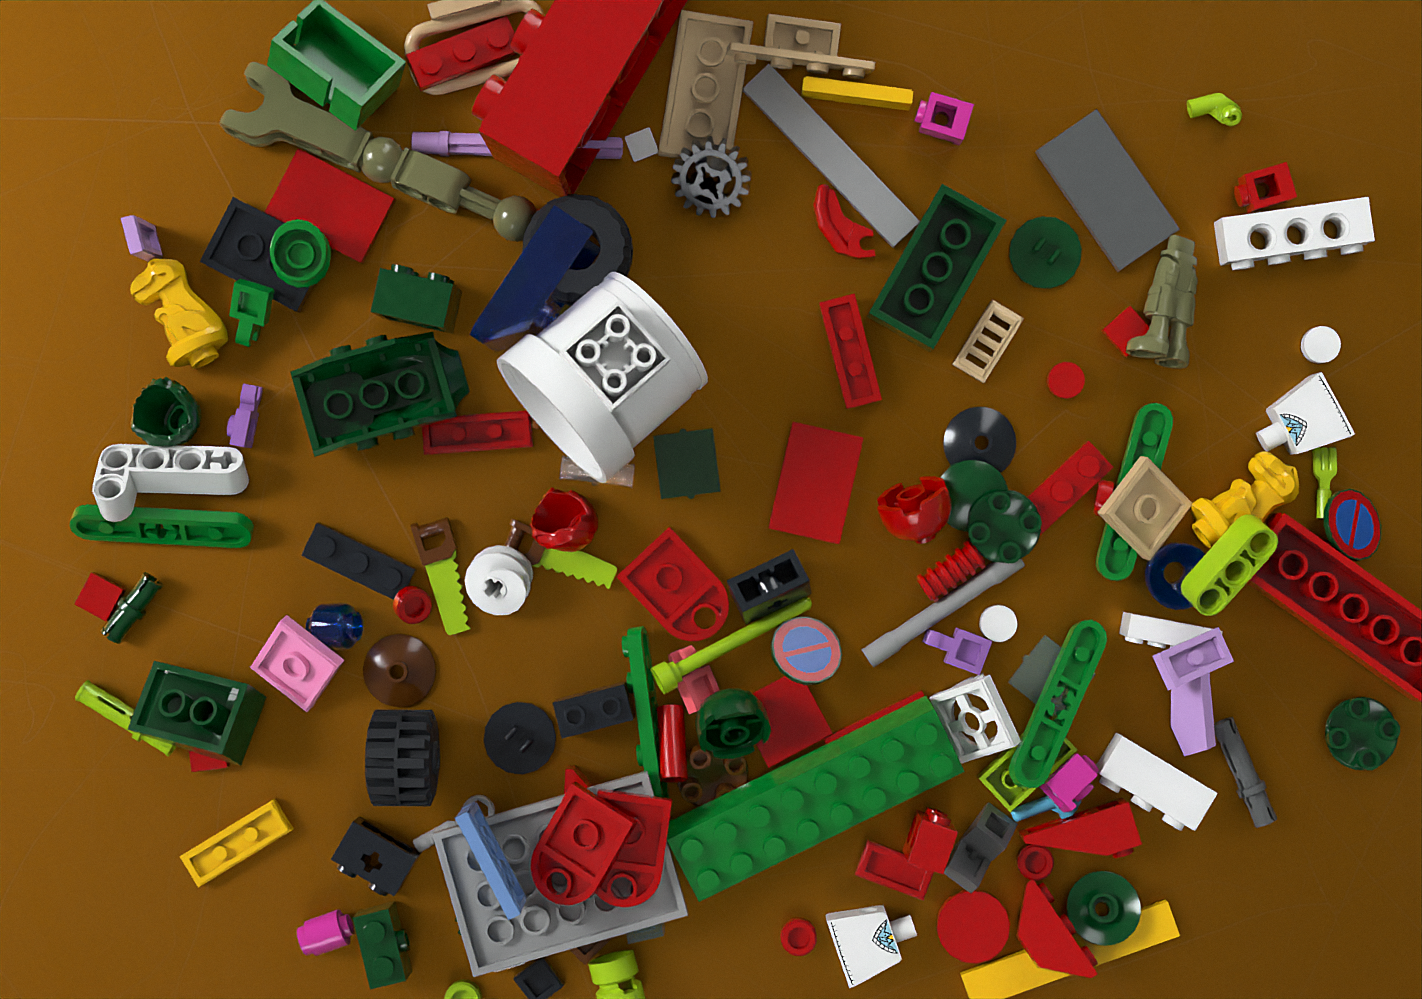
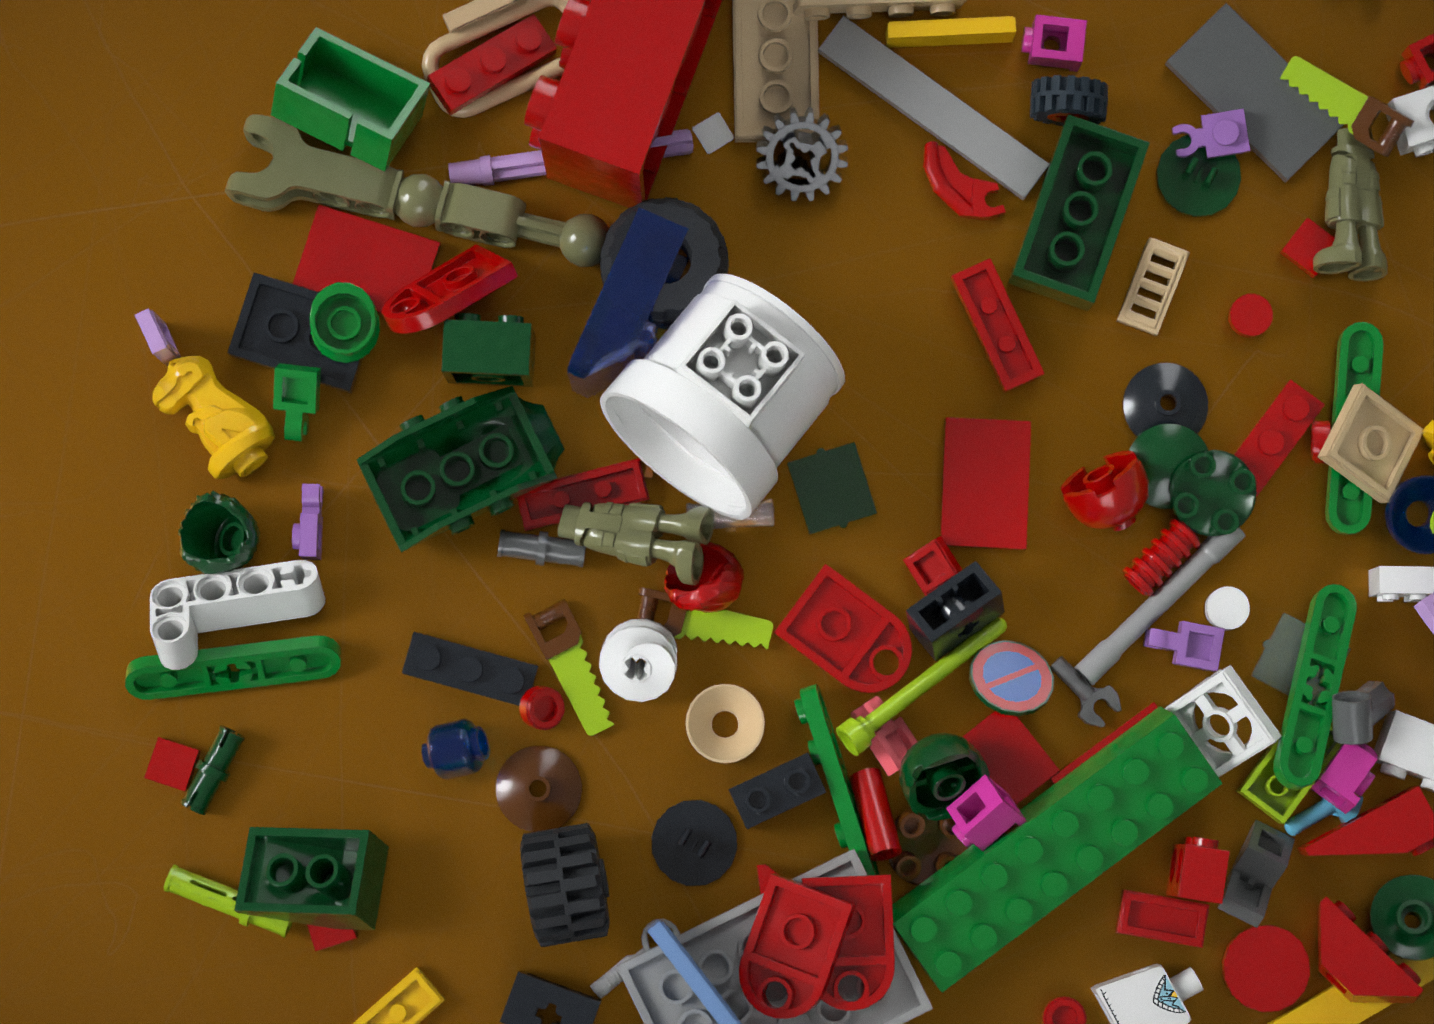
camera: 15 degrees left, 5 degrees down
(296, 663) = (419, 799): bright pink tile -> none
(389, 242) = (447, 290): none -> red tile
(435, 471) = (540, 548): none -> dark grey pin
(511, 473) = (634, 531): none -> olive piece
(555, 665) = (729, 699): none -> tan piece
(758, 544) = (932, 565): none -> red tile
(760, 761) = (983, 814): none -> dark pink brick
(866, 671) = (1086, 693): none -> flat silver bar
(941, 167) = (1078, 96): none -> black wheel
(1035, 862) = (1323, 878): red tile -> none
(1070, 222) = (1220, 135): none -> medium lavender plate
(1090, 731) = (1358, 711): none -> dark grey piece
(1182, 216) = (1347, 104): none -> piece

